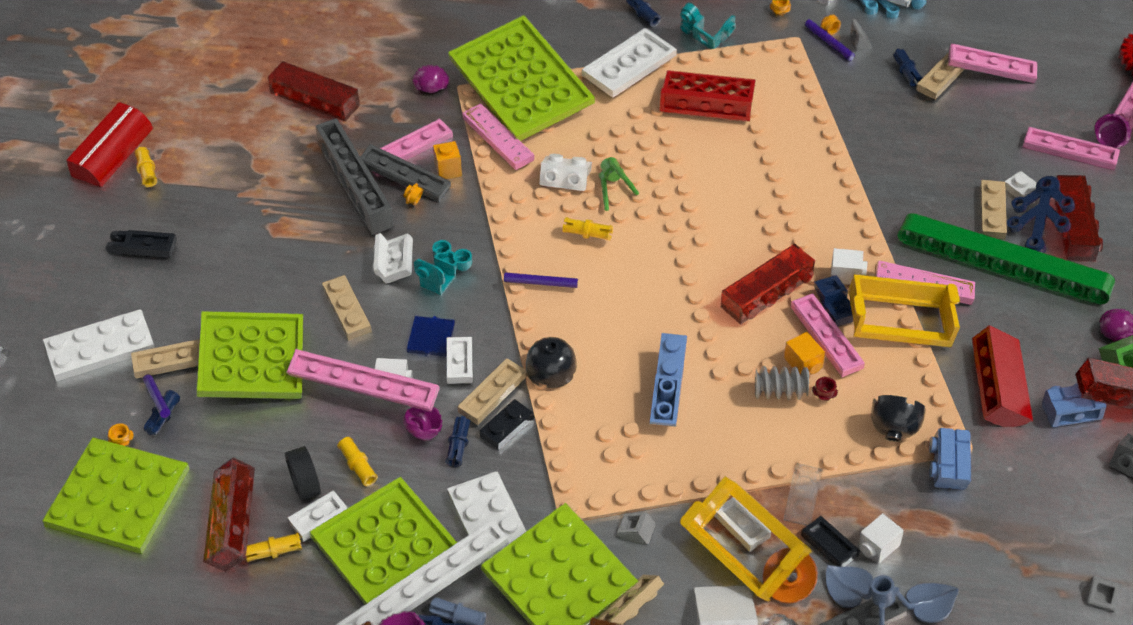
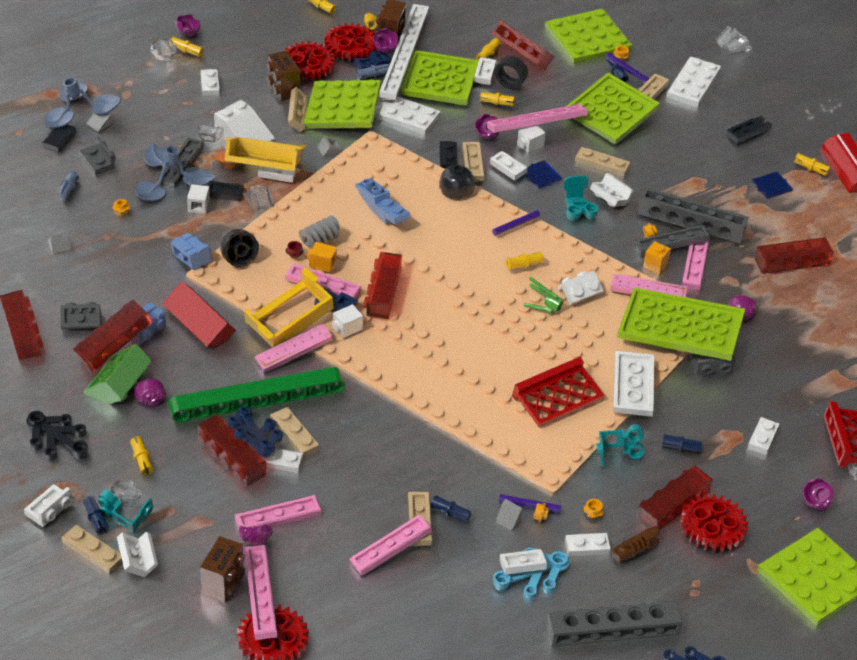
camera: 135 degrees right, 5 degrees down
(213, 178) = (772, 185): none -> clear blue piece
(458, 441) = (460, 131): dark blue axle -> none
(983, 601) = (121, 207): none -> light orange plate

